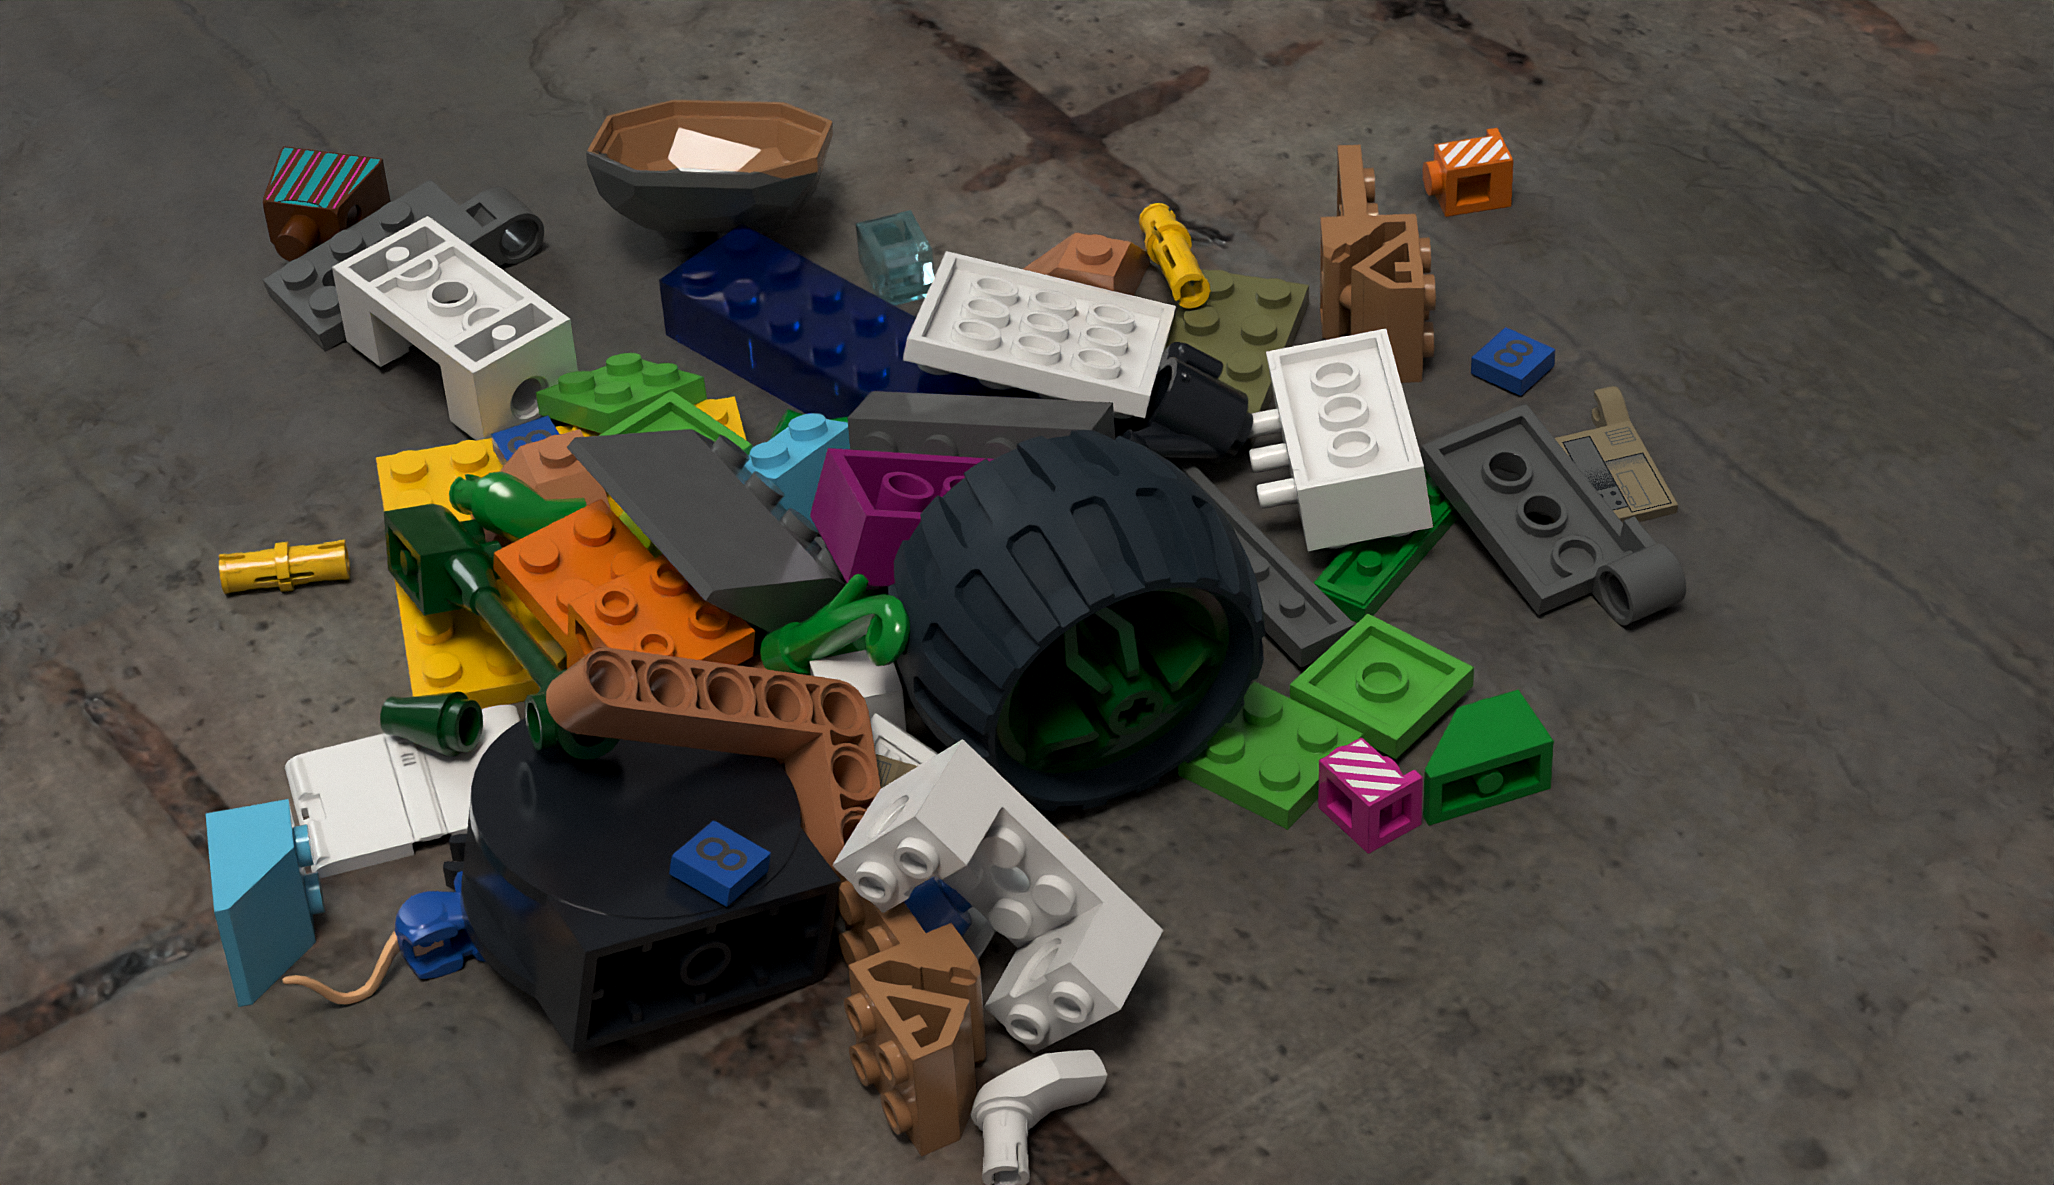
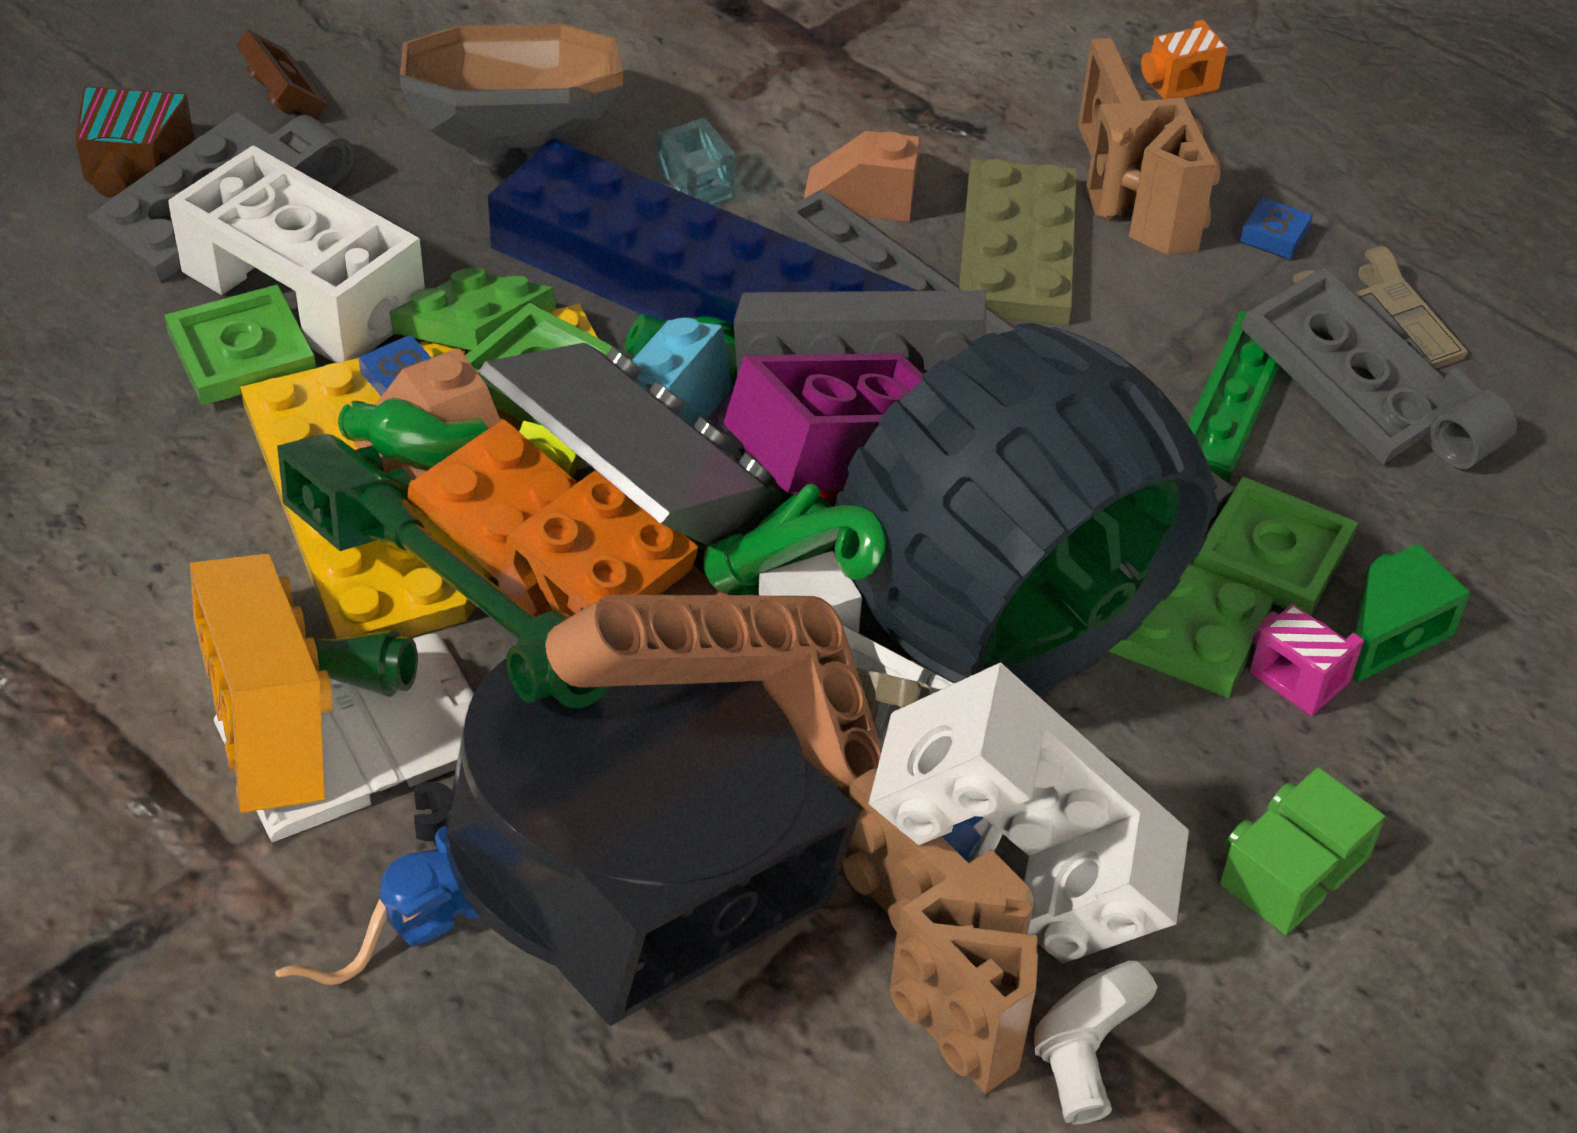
camera: 15 degrees left, 5 degrees up
(262, 893) = (233, 872): medium azure slope -> none
(284, 566) = (169, 505): yellow pin -> none
(329, 725) = (262, 680): none -> light orange wedge
(384, 414) = (238, 343): none -> bright green plate
(488, 144) = (279, 72): none -> reddish brown plate
(720, 863) = (744, 810): blue tile -> none
(1040, 334) = (870, 229): white plate -> none
(1171, 250) = (943, 129): yellow pin -> none
(1192, 409) = (1026, 286): black piece -> none
(1311, 951) = (1303, 839): none -> bright green piece
(1343, 441) = (1176, 310): white piece -> none

